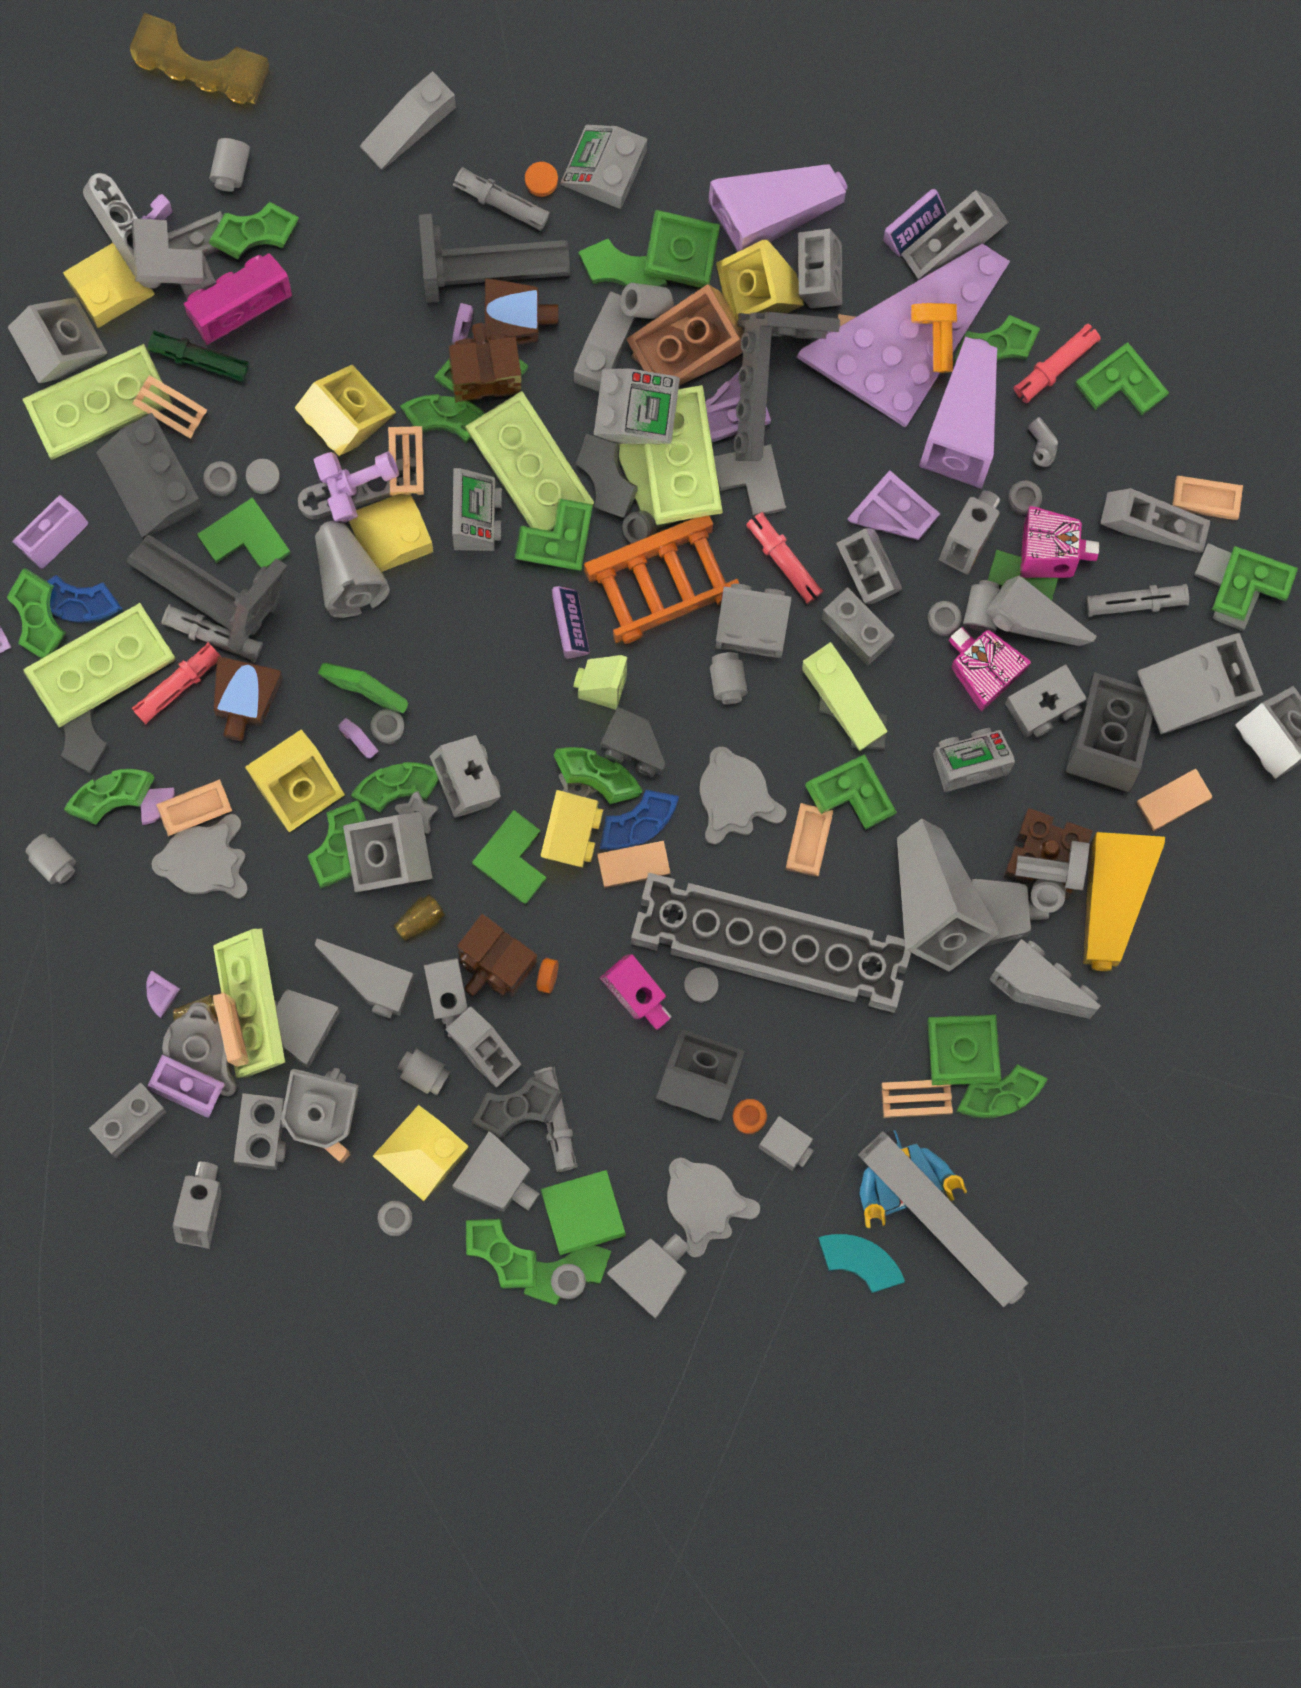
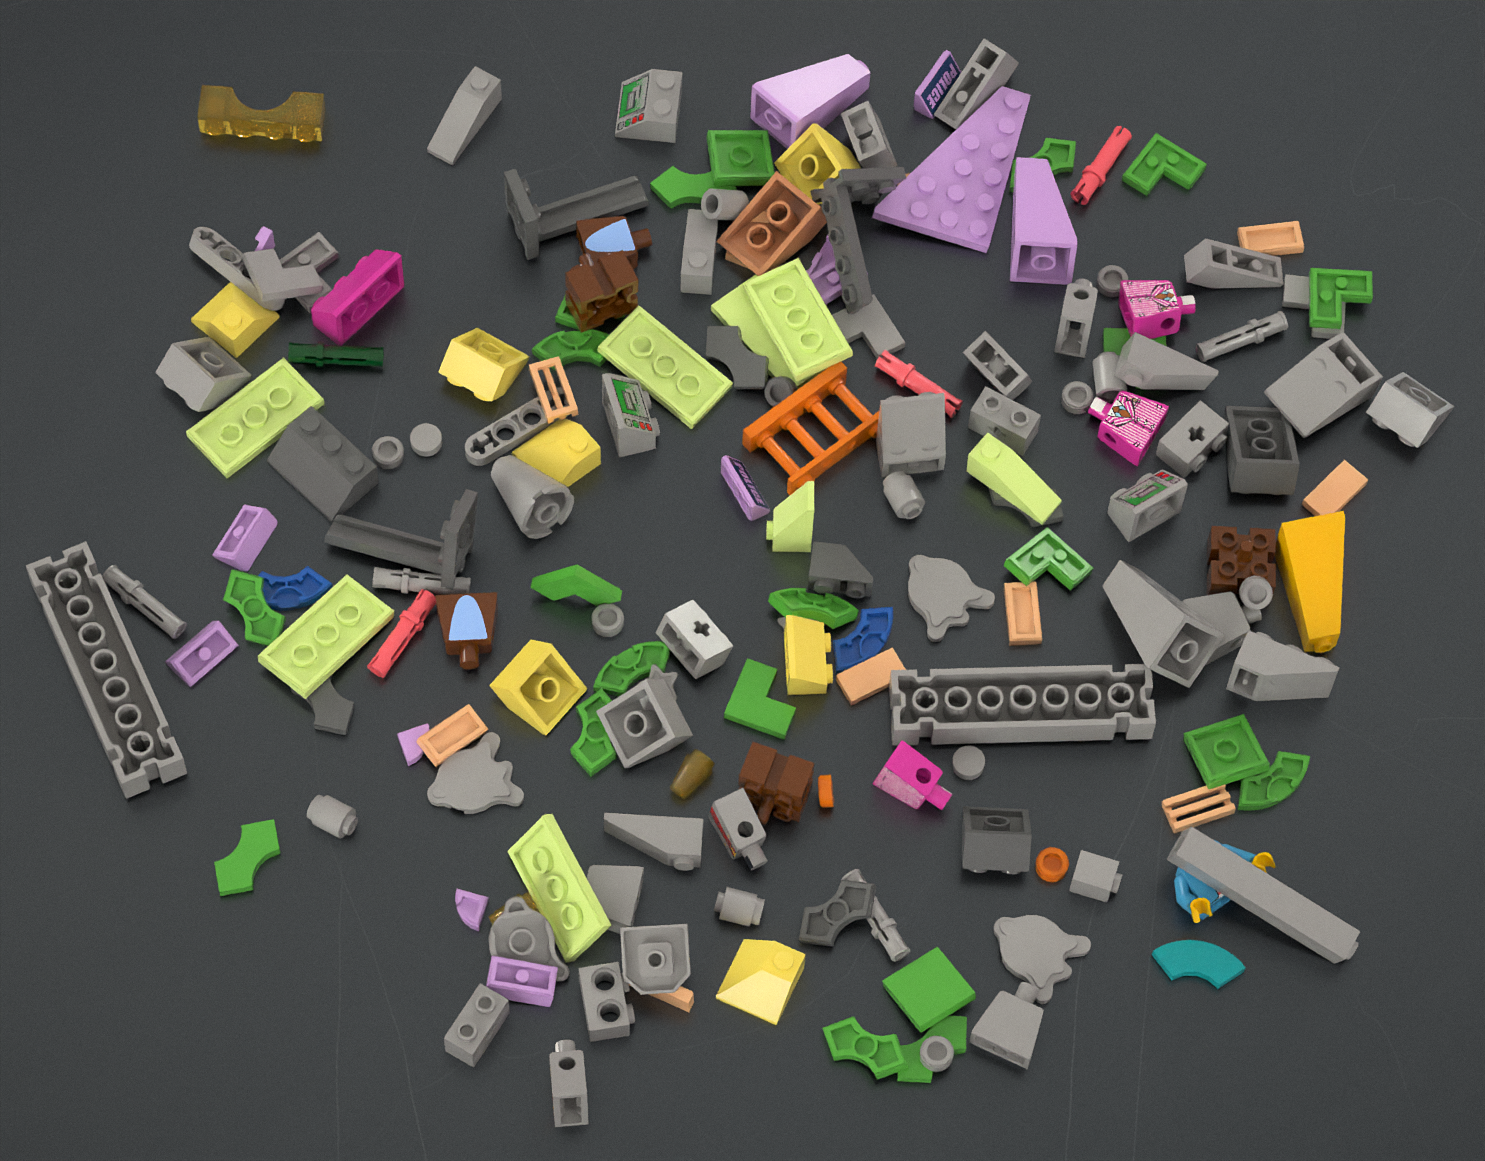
camera: 15 degrees left, 15 degrees down
(110, 791) = (368, 744): bright green tile -> none
(144, 391) = (328, 390): light nougat tile -> none
(229, 164) = (315, 190): light grey brick -> none
(231, 1029) = (550, 912): light nougat tile -> none
(240, 233) = (343, 244): bright green tile -> none
(247, 528) = (422, 487): bright green tile -> none
(343, 484) = (503, 423): lavender bar -> none
(358, 737) = (584, 632): lavender tile -> none
(395, 1218) = (755, 1046): light grey tile -> none
(463, 322) = (567, 262): lavender tile -> none
(483, 1046) = (790, 863): light grey brick -> none
(496, 196) = (567, 158): light grey pin -> none
(496, 1177) = (838, 980): light grey torso -> none
(541, 179) = (597, 135): orange tile -> none
(563, 545) = (716, 425): bright green tile -> none
(636, 406) = (747, 286): light grey slope -> none
(895, 509) = (1003, 318): lavender wing -> none
(942, 317) = (989, 148): light orange piece -> none
(1046, 443) = (1115, 232): light grey arm -> none
(1070, 872) = (1270, 565): light grey piece -> none

